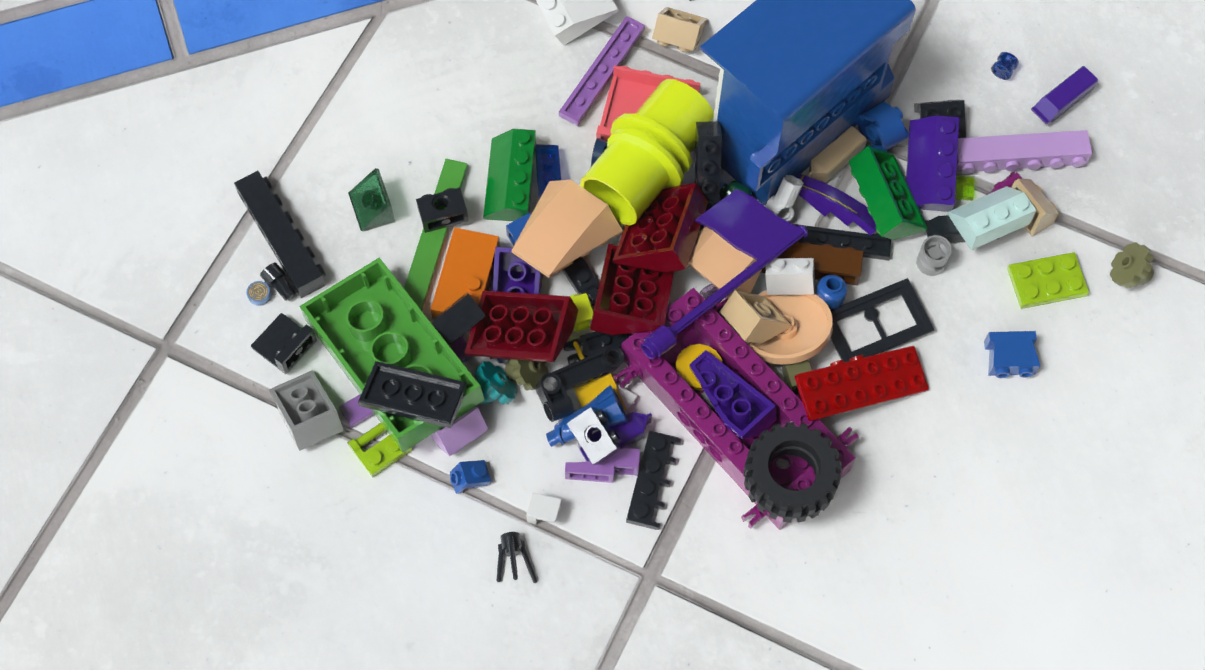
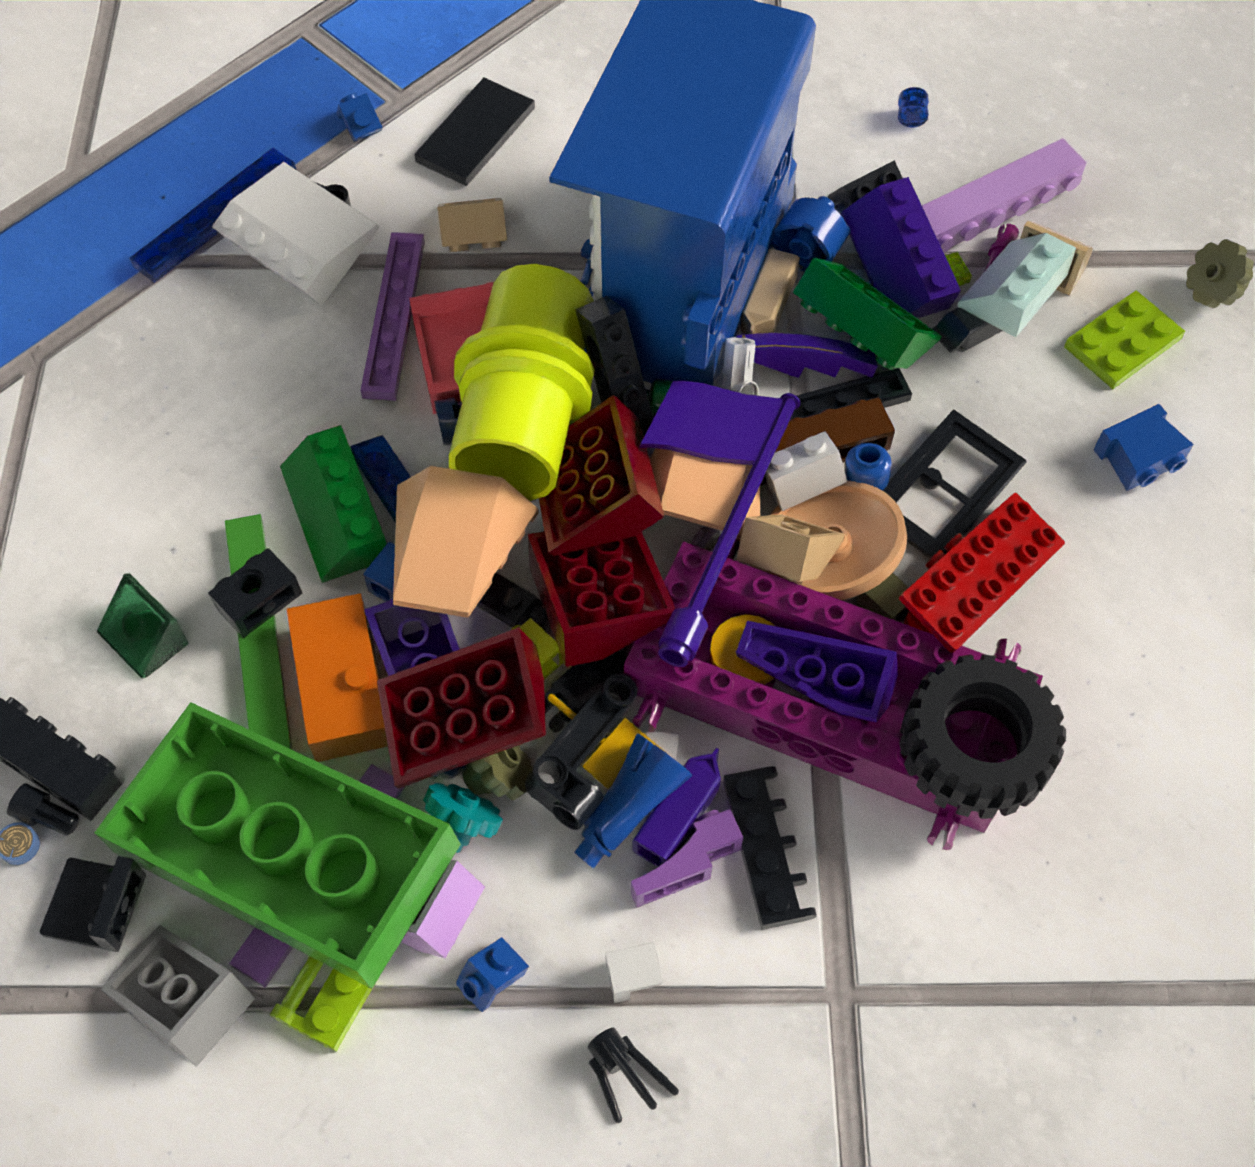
camera: 25 degrees left, 5 degrees down
(413, 394) = (347, 887): black tile -> none
(458, 318) = (359, 737): black panel -> none
(583, 427) = (635, 817): brick -> none
(934, 255) = (970, 365): light grey wheel -> none
(1065, 95) = (1007, 111): dark purple piece -> none

